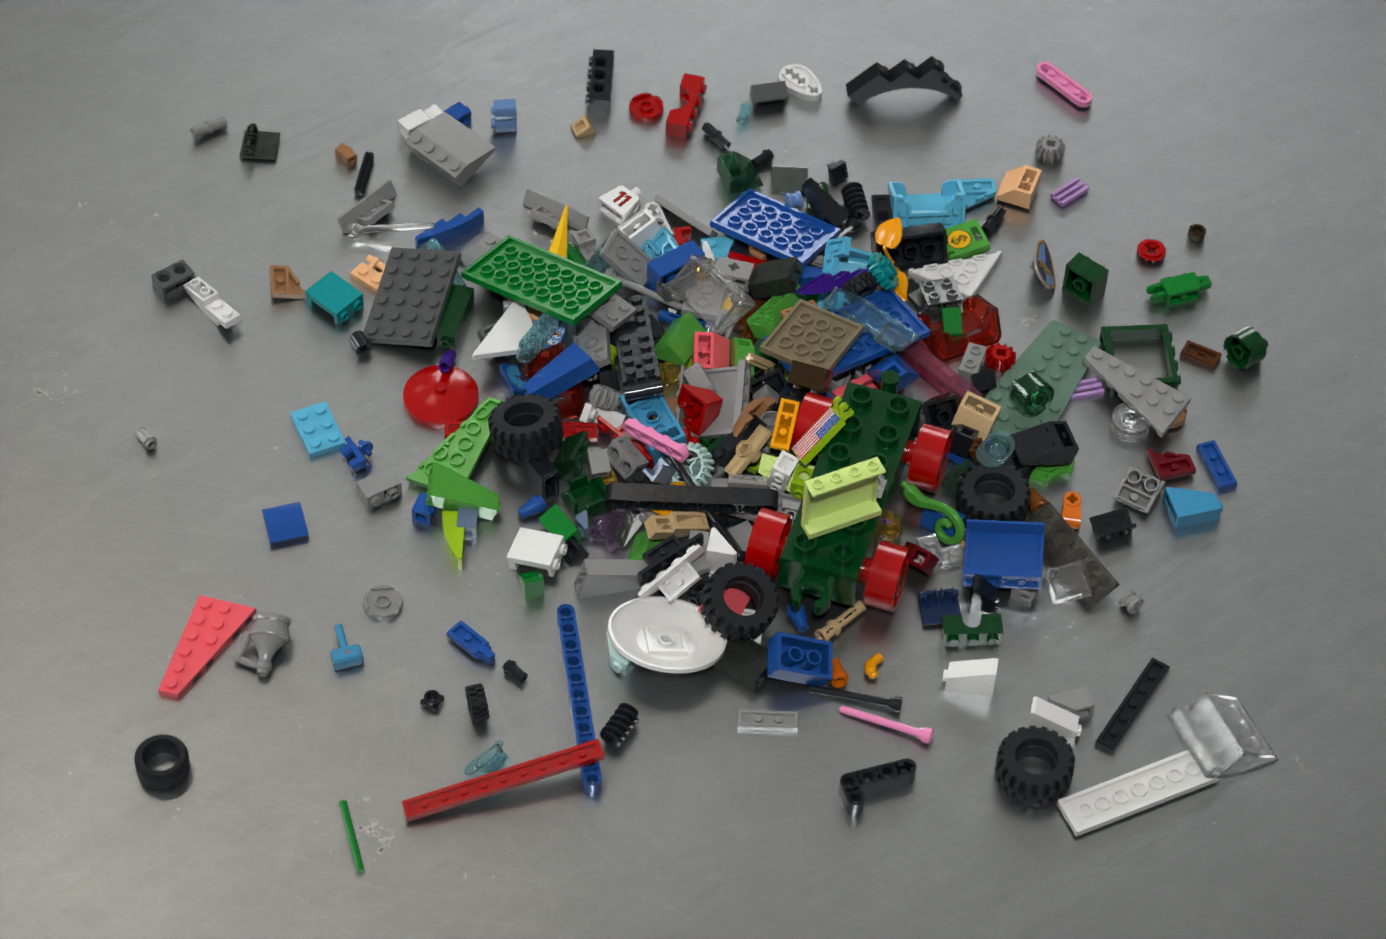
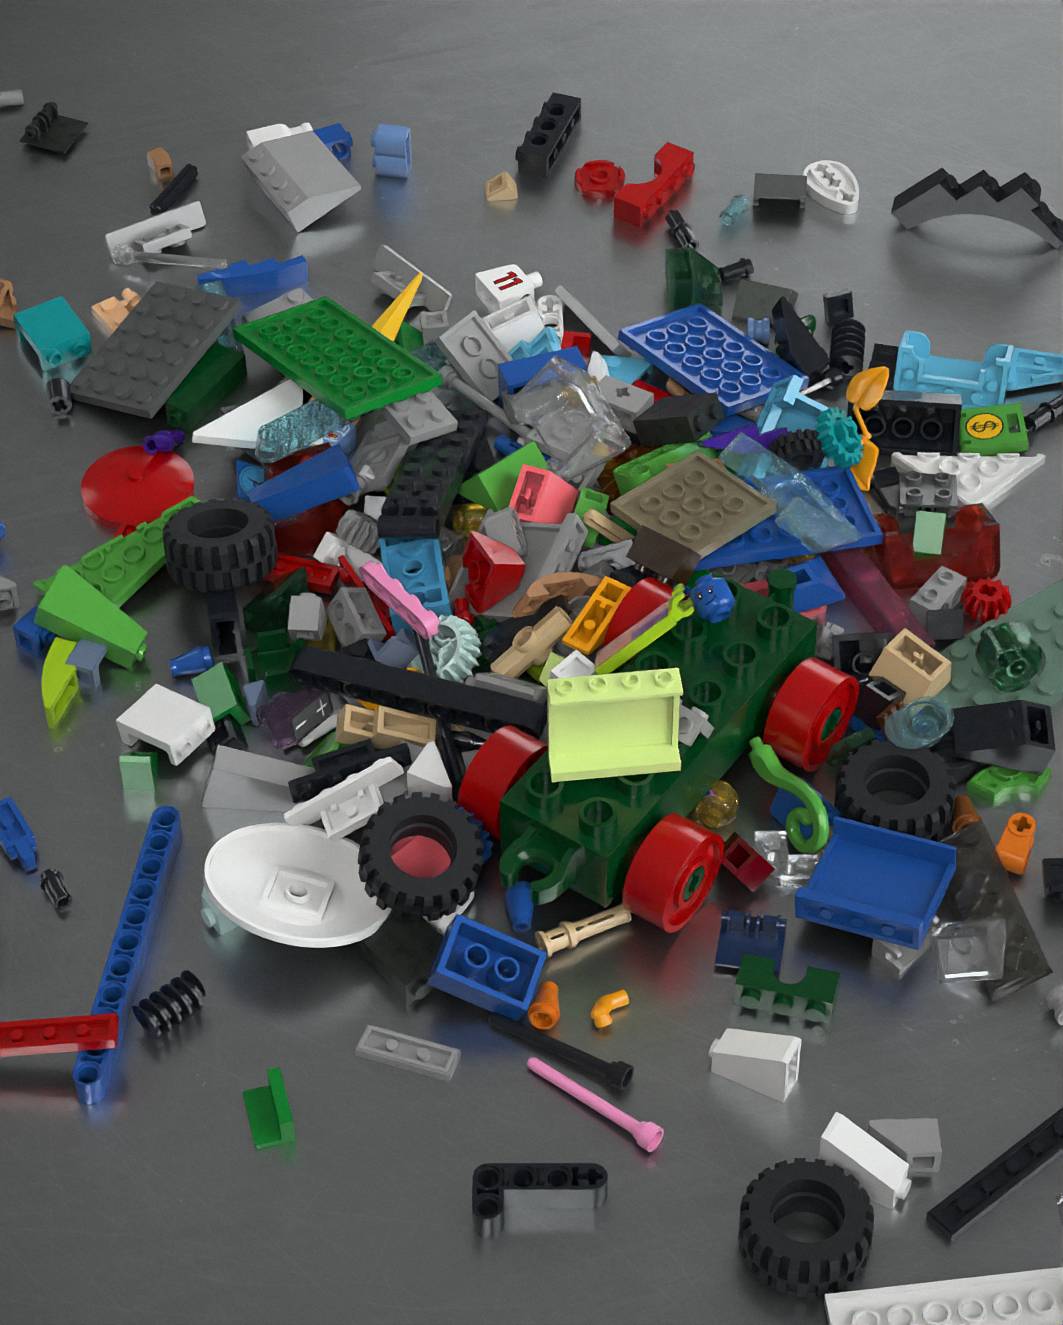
camera: 20 degrees right, 5 degrees down
(704, 774) = (269, 1112): none -> green panel
(860, 401) = (712, 598): none -> blue head
(983, 596) = (822, 939): black slope -> none

